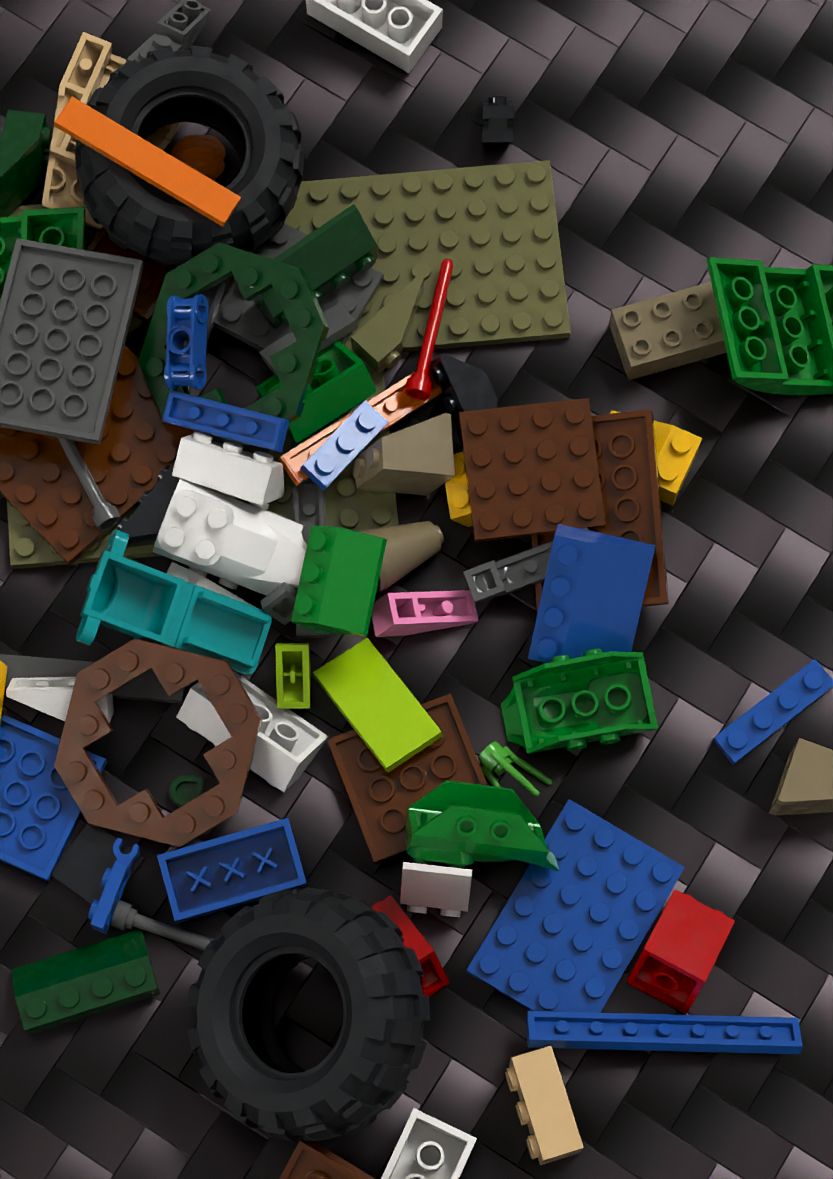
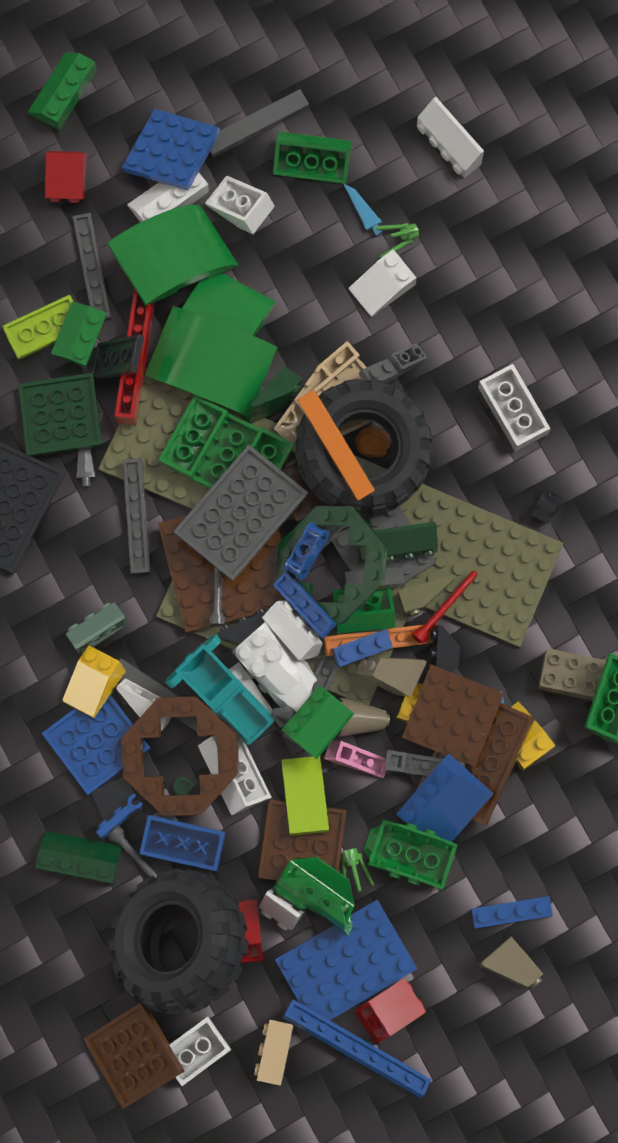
camera: 30 degrees right, 5 degrees up
(293, 675) = (269, 756): lime slope -> none

